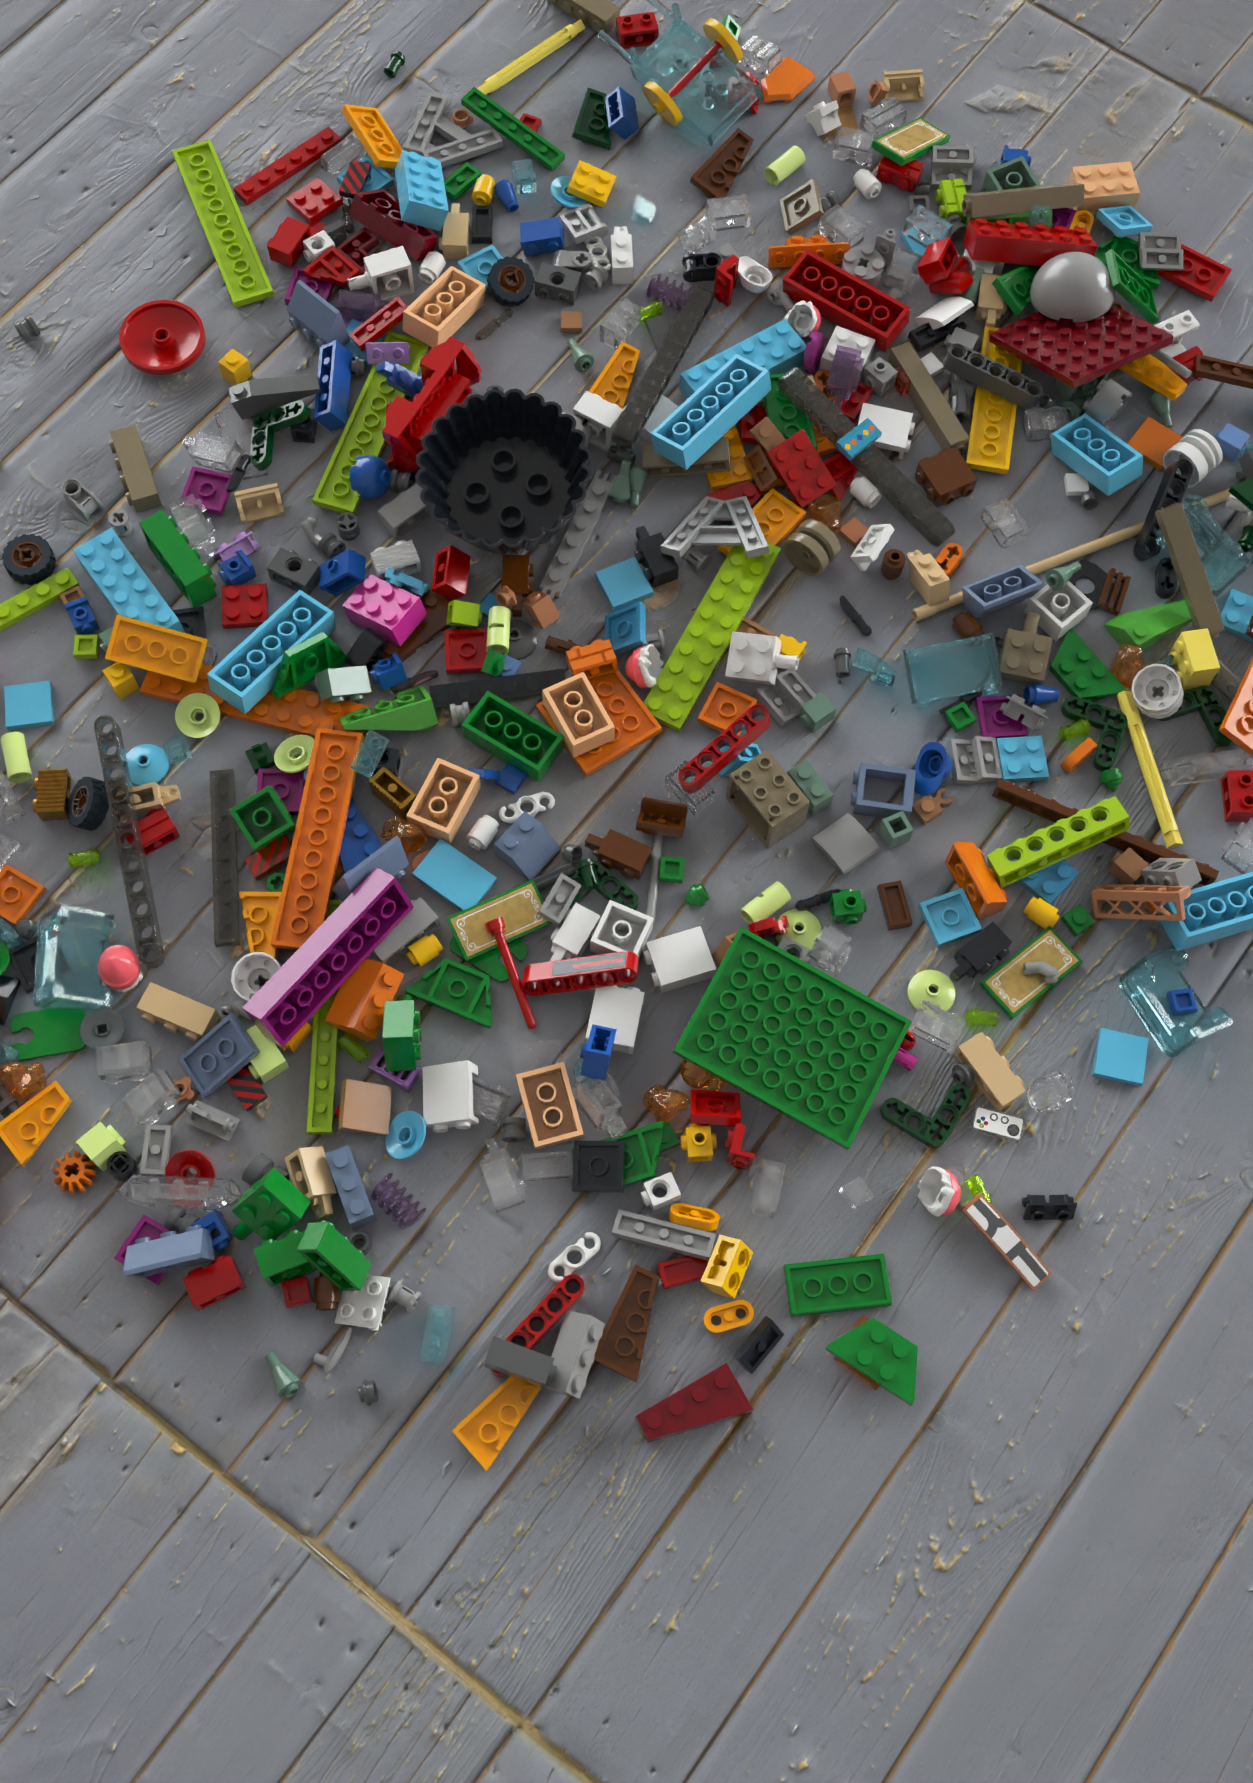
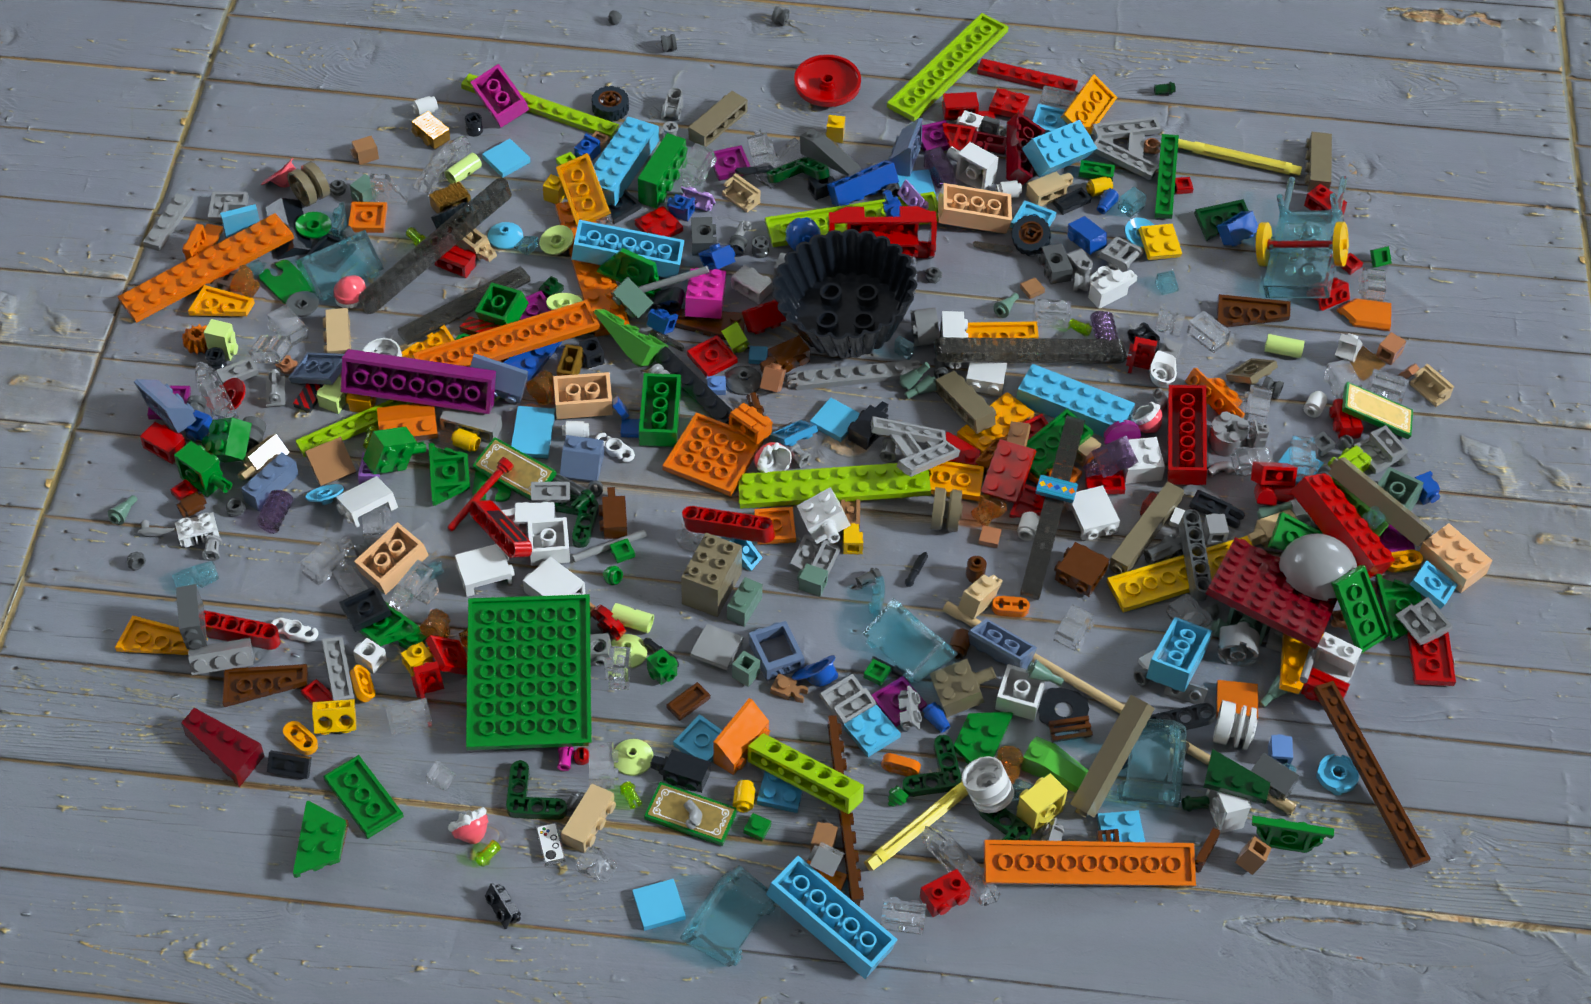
camera: 60 degrees right, 15 degrees down
(334, 1256) = (211, 486): green brick -> none
(352, 627) = (674, 279): none -> light grey bar
(354, 179) = (1042, 112): tile -> none
(369, 754) = (585, 335): clear light blue slope -> none
(379, 323) = (929, 180): red plate -> none
(413, 585) = (737, 294): medium azure plate -> none
(493, 663) = (707, 370): green plate -> none
(498, 629) = (736, 362): yellowish green pin -> none
(506, 597) = (763, 351): nougat plate -> none
(578, 714) = (699, 433): light nougat brick -> none
(597, 1052) = (443, 560): blue brick -> none
(662, 817) = (657, 525): reddish brown bracket -> none
(711, 411) = (1003, 388): medium azure brick -> none
(871, 545) = (985, 548): white bracket -> none
(879, 375) = (1138, 487): light grey brick -> none
(944, 312) = (1233, 502): white slope -> none
(1006, 1241) = (455, 885): slope -> none
(1079, 728) = (928, 757): clear neon green pin -> none
(1141, 893) = (789, 846): nougat fence -> none
(1182, 1002) = (732, 926): blue tile -> none

